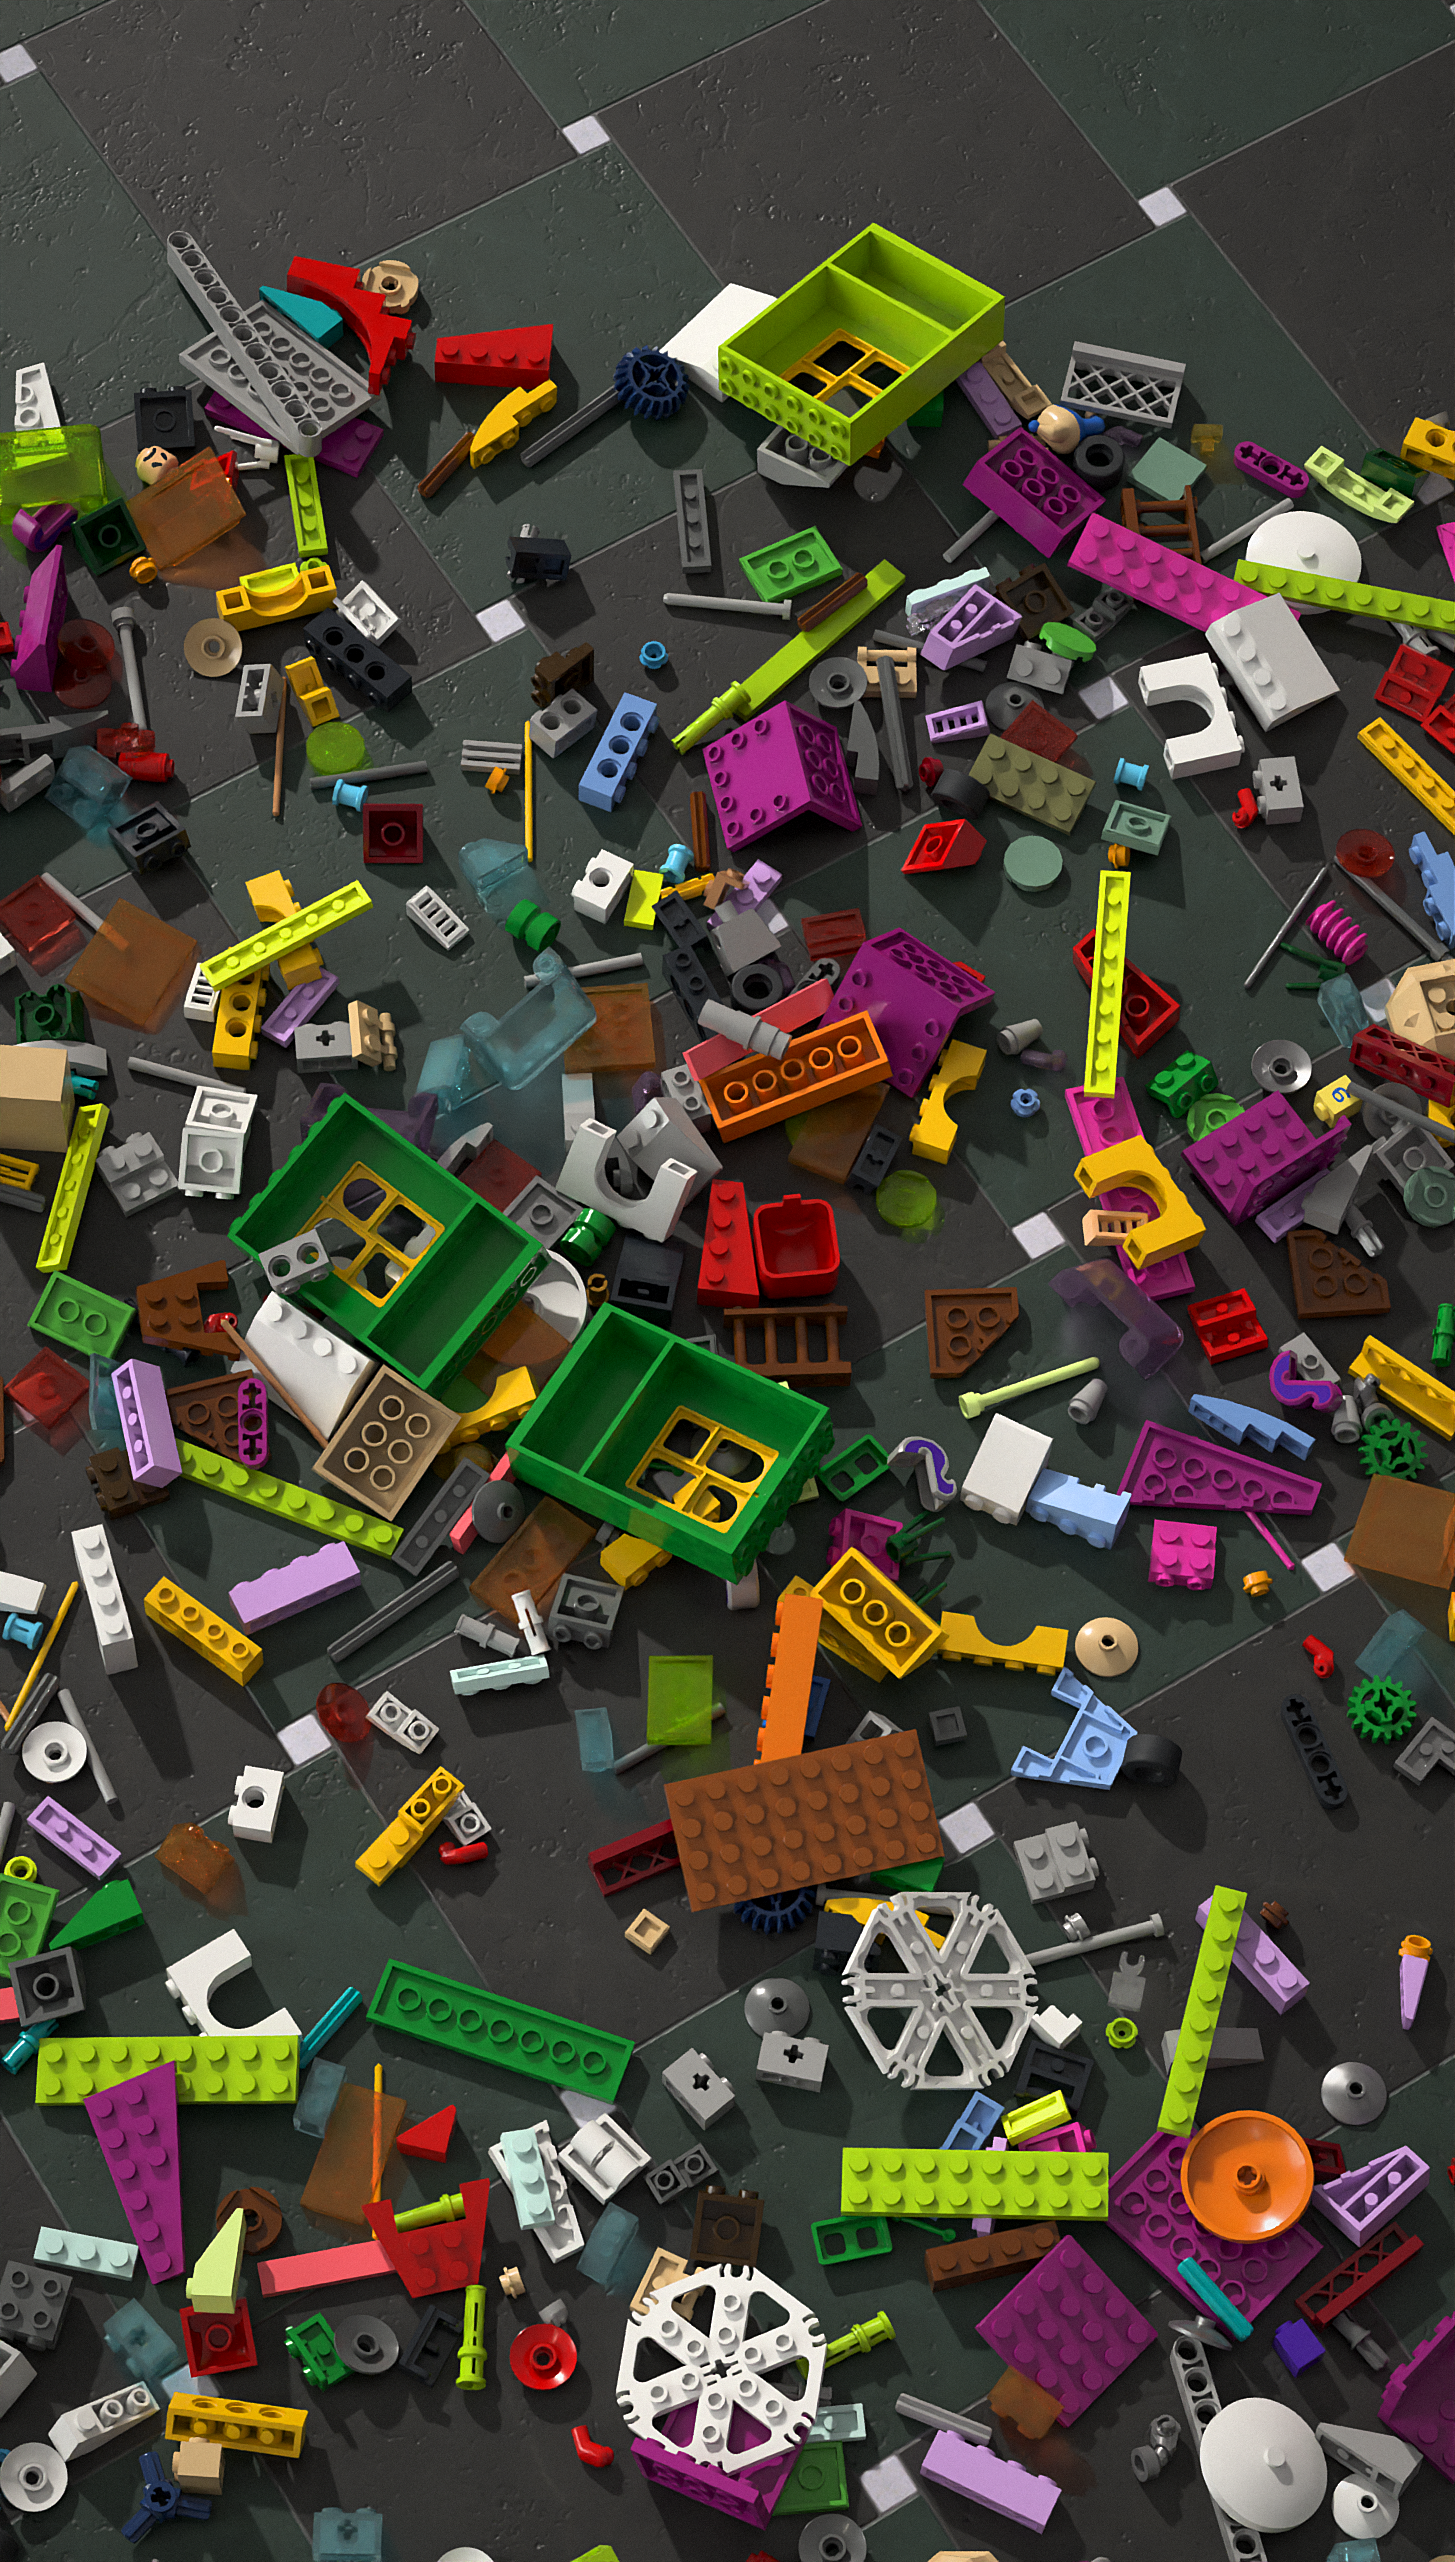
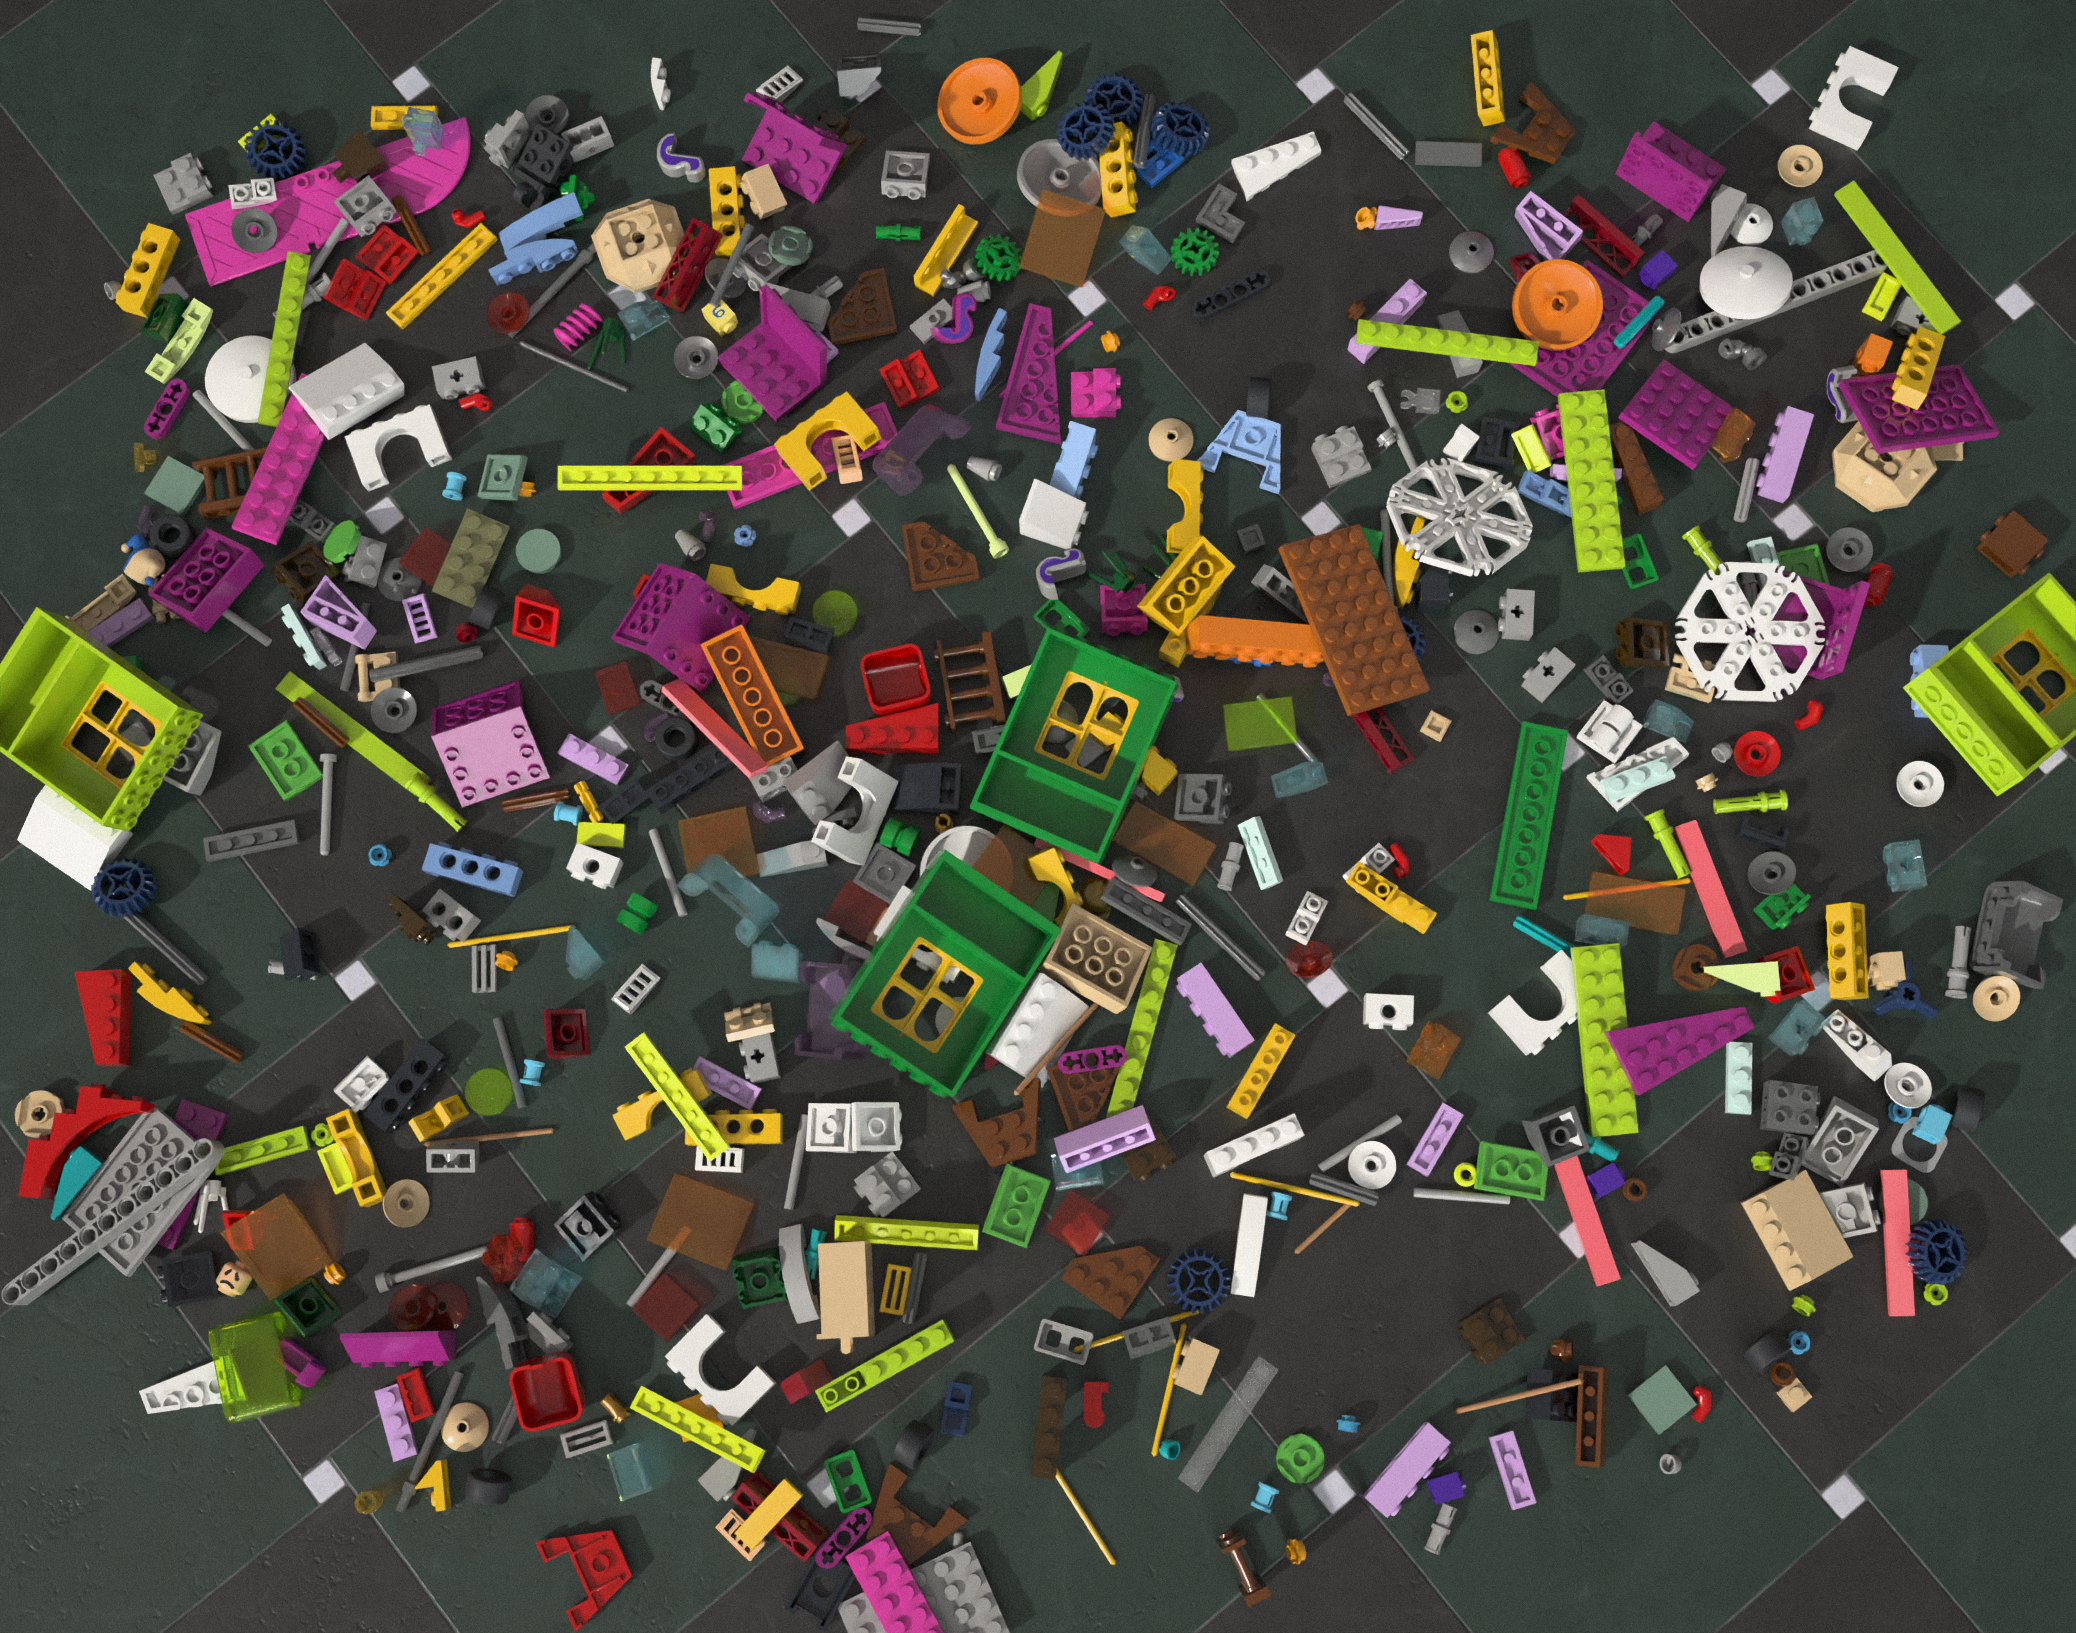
camera: 90 degrees left, 15 degrees up
(102, 1917) = (1491, 1106): green slope -> none
(213, 1322) = (1005, 1101): red arm -> none
(294, 1254) = (970, 1040): light grey brick -> none
(438, 2255) = (1699, 831): red wing -> none
(524, 1601) = (1206, 841): white pin -> none
(717, 890) = (590, 777): medium nougat bracket -> none
(741, 938) = (633, 754): light grey torso -> none
(745, 1029) = (727, 732): light grey piece -> none
(863, 752) = (453, 684): dark grey slope -> none
(1126, 368) = (80, 519): light grey fence -> none

